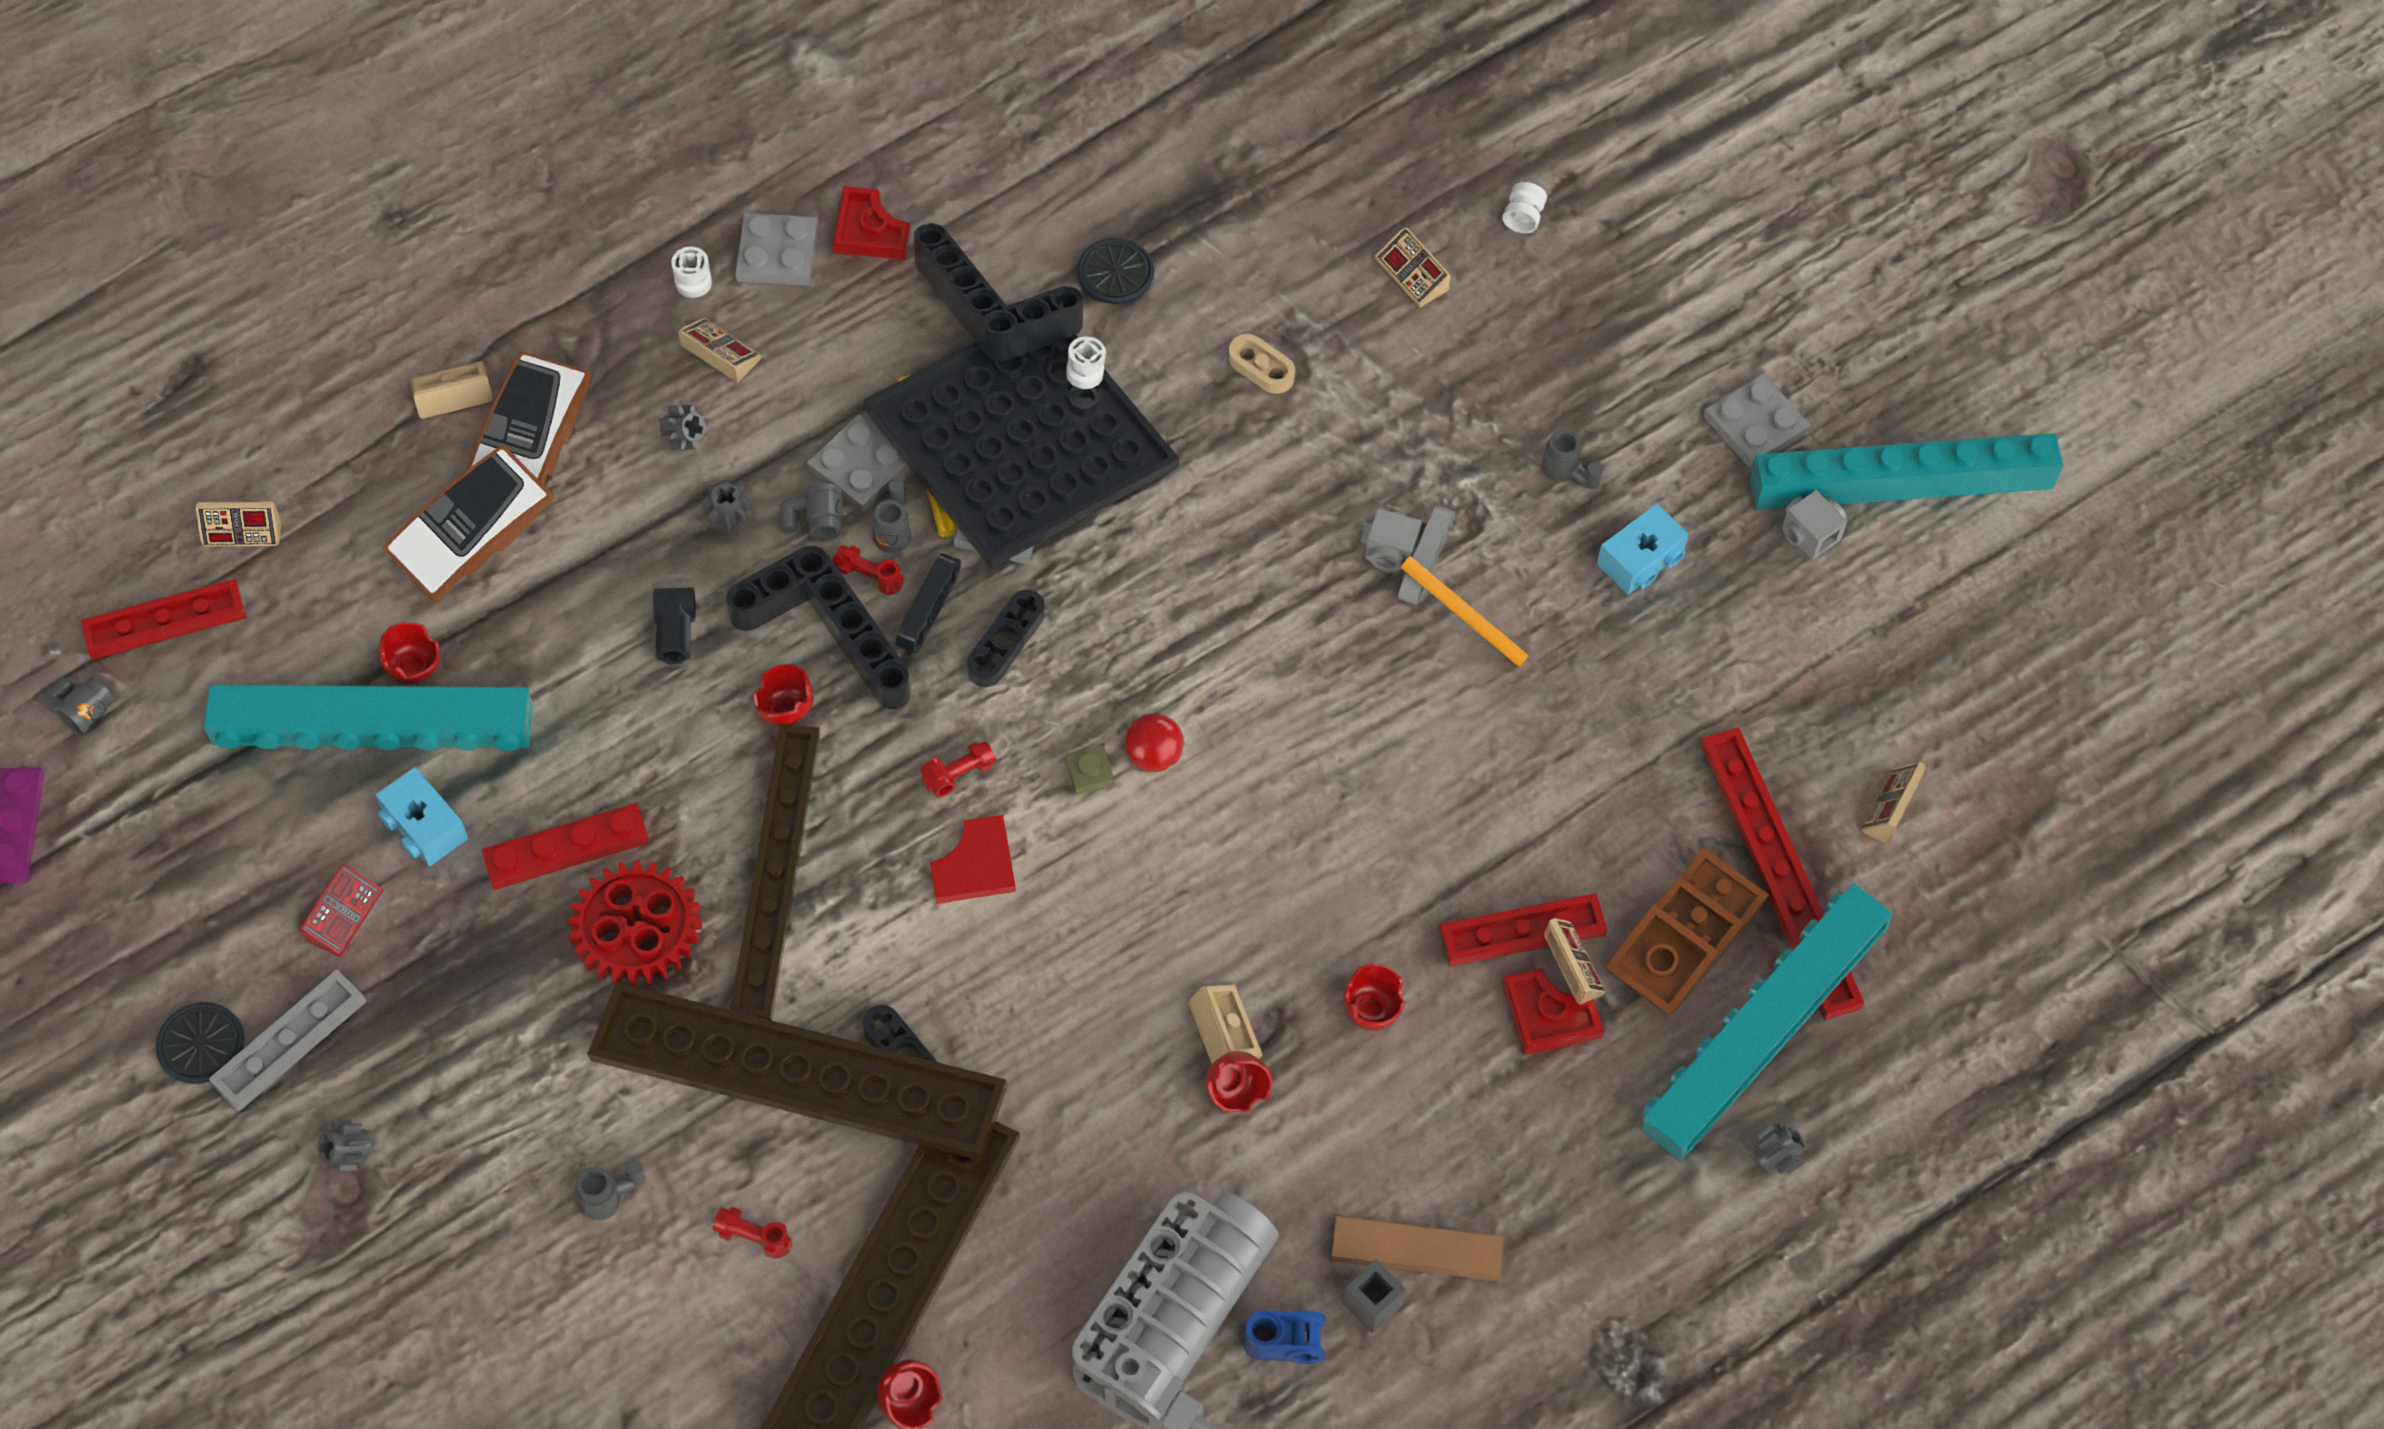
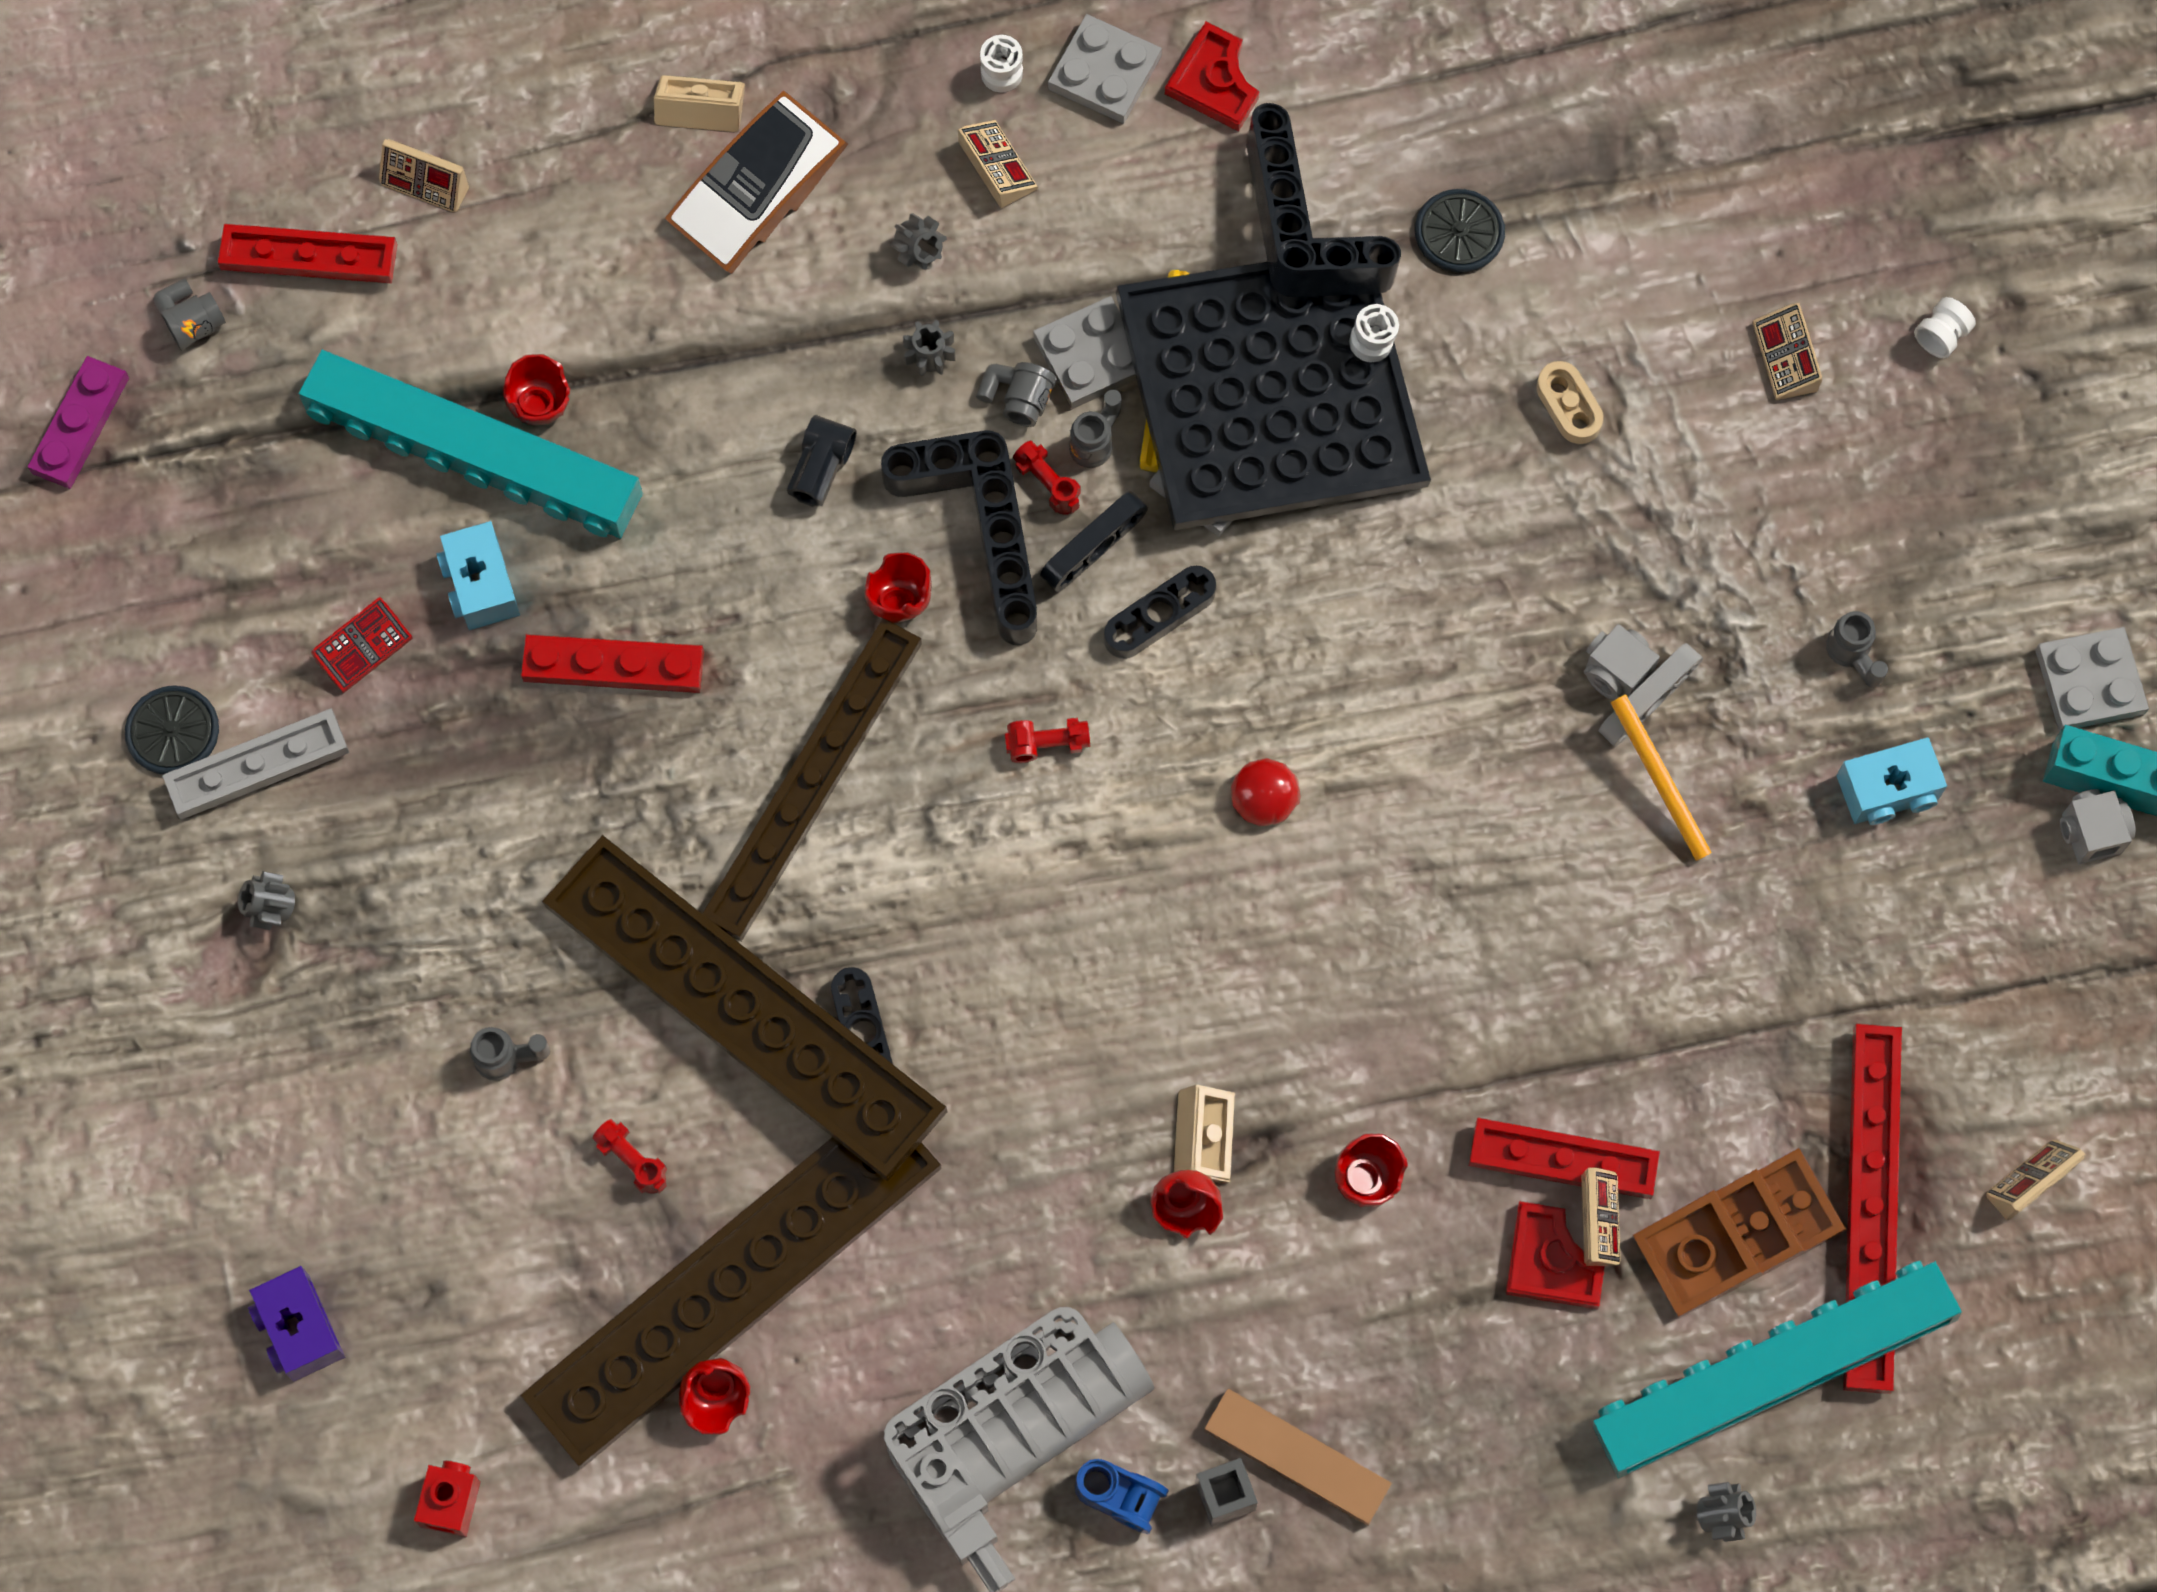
camera: 25 degrees right, 10 degrees up
(468, 522) = (654, 265): slope -> none
(635, 923) = (621, 807): red gear -> none
(977, 865) = (1023, 854): red tile -> none
(1090, 770) = (1185, 795): olive plate -> none

